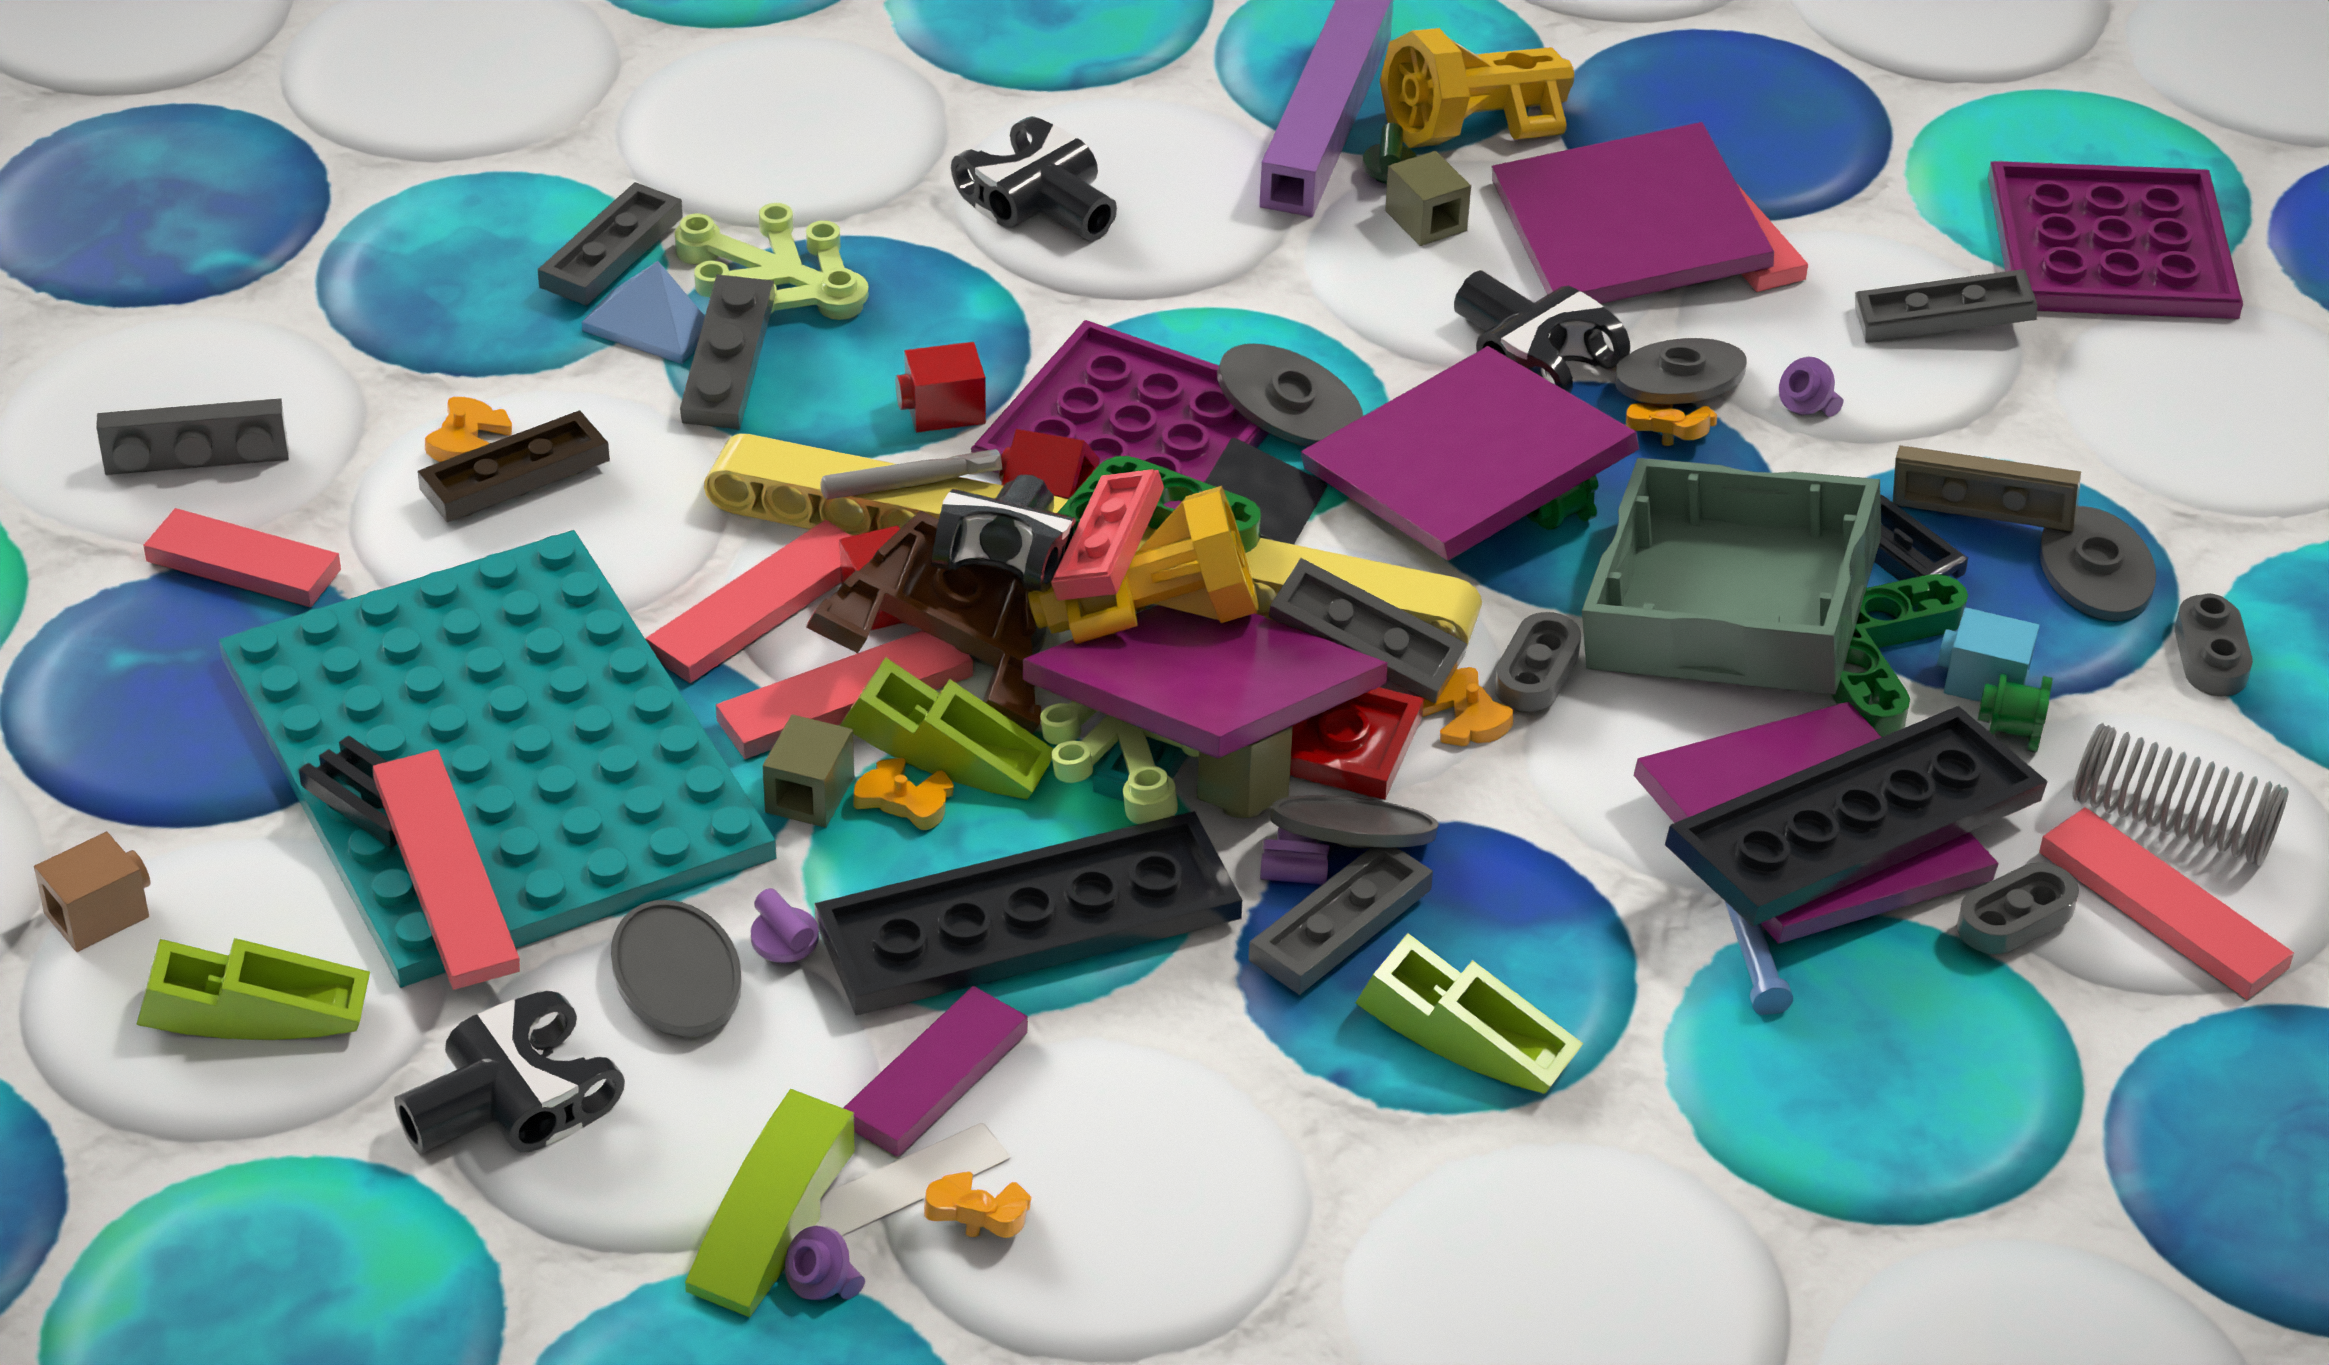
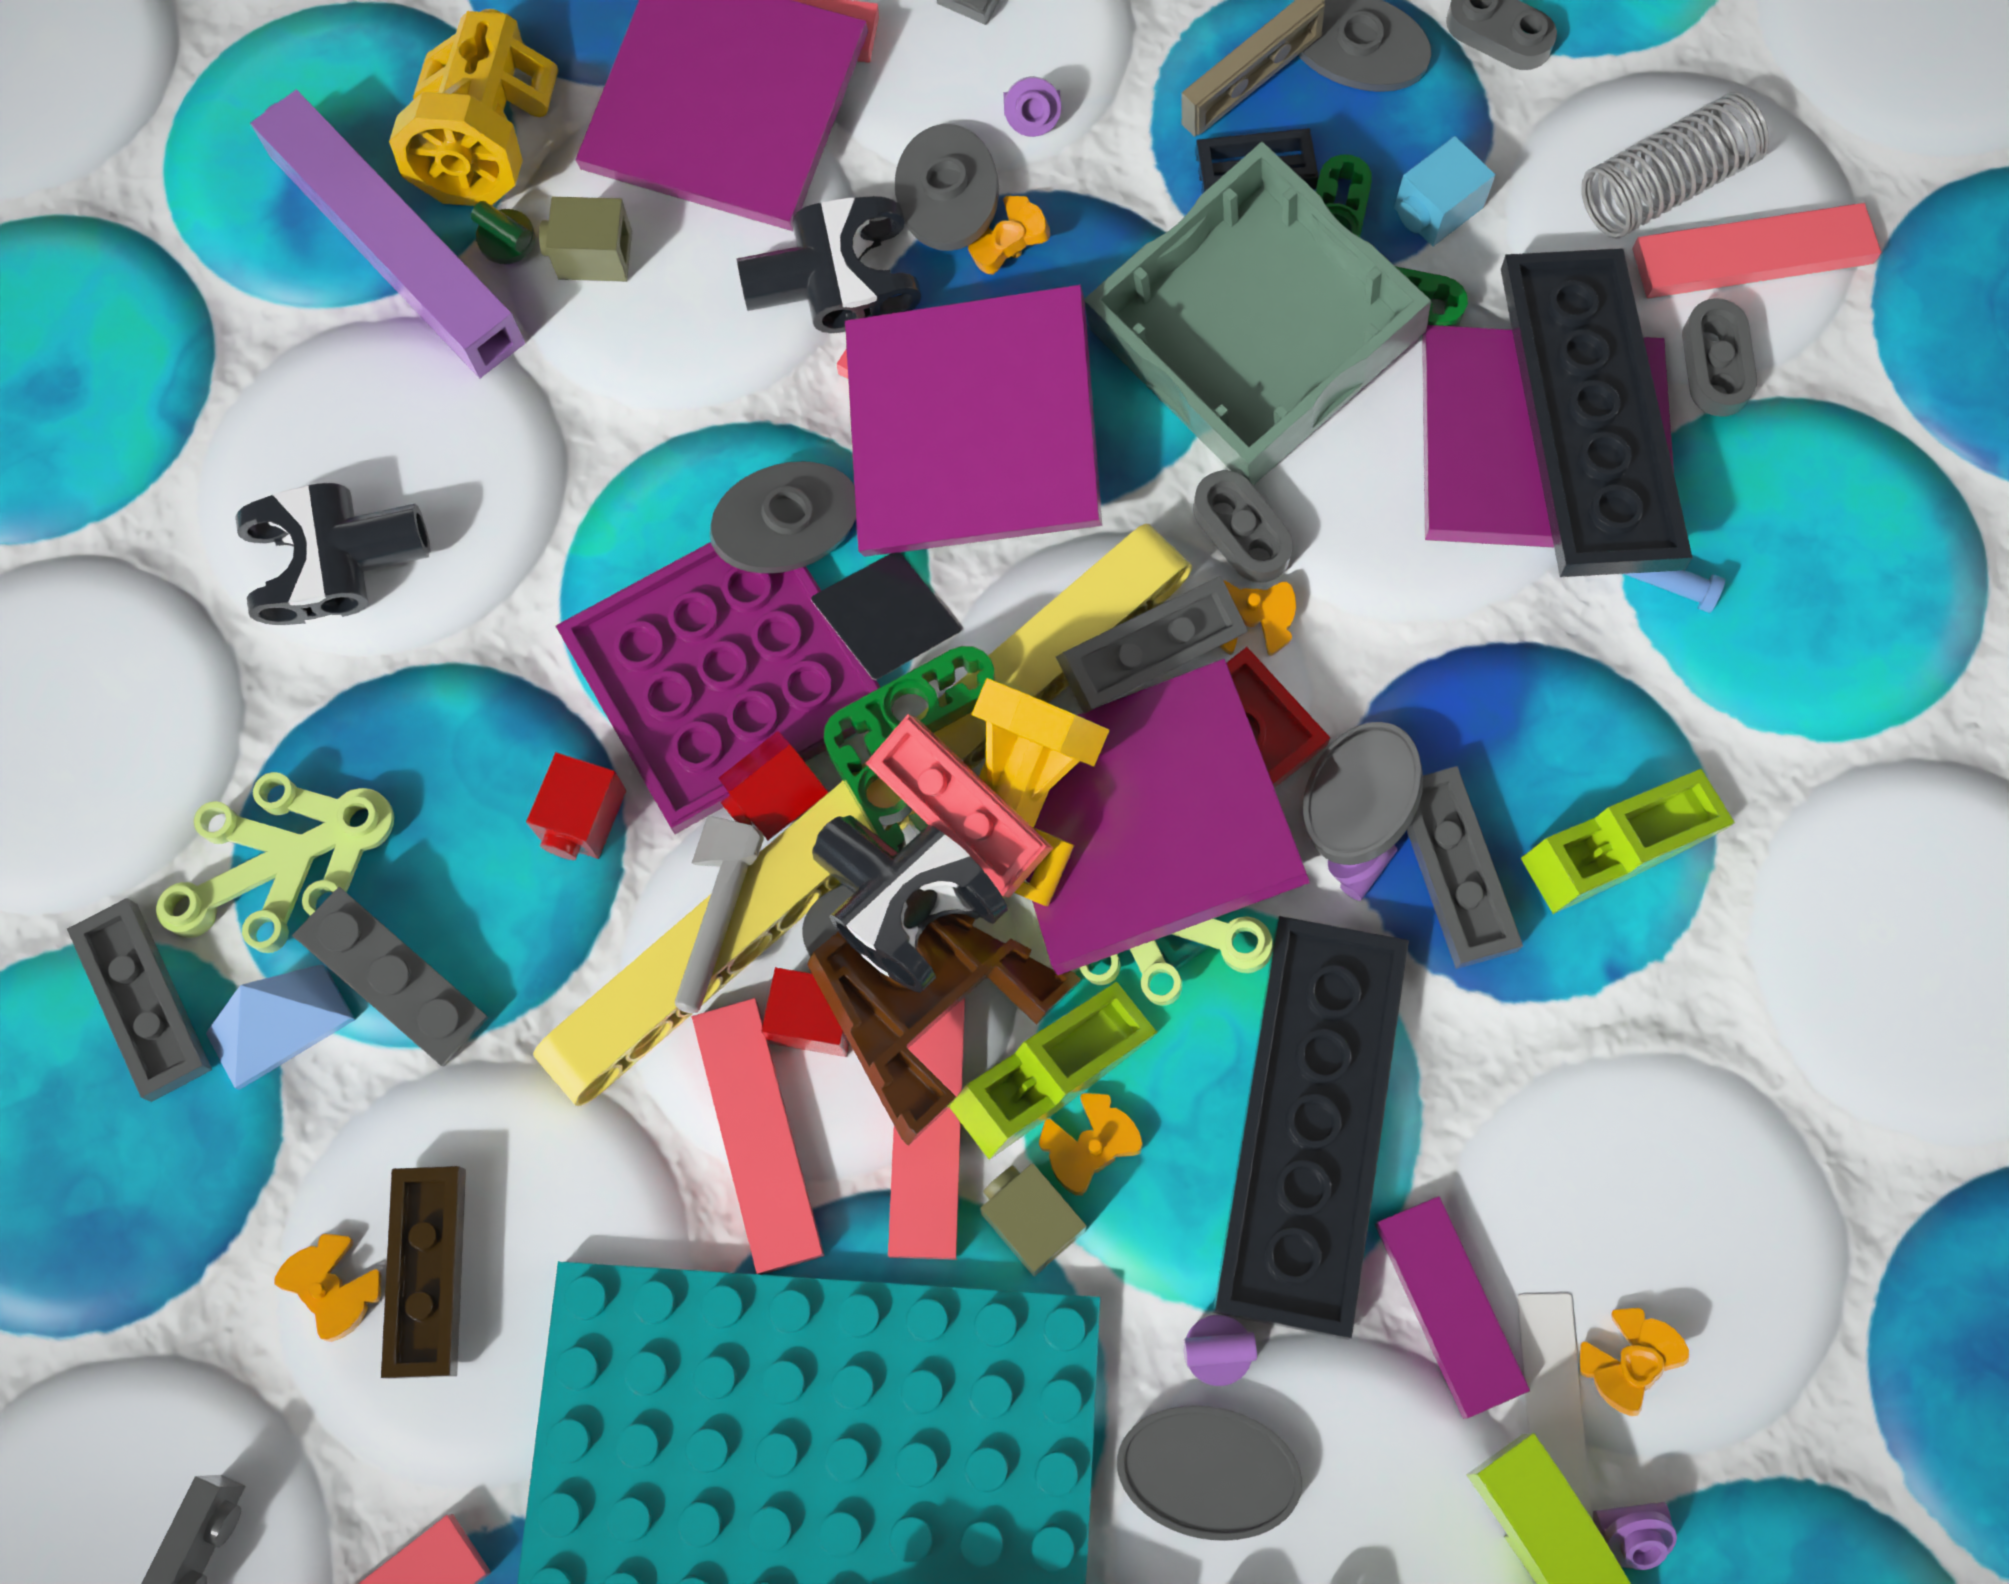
camera: 55 degrees left, 30 degrees up
(2016, 708) = (1511, 210): green brick -> none

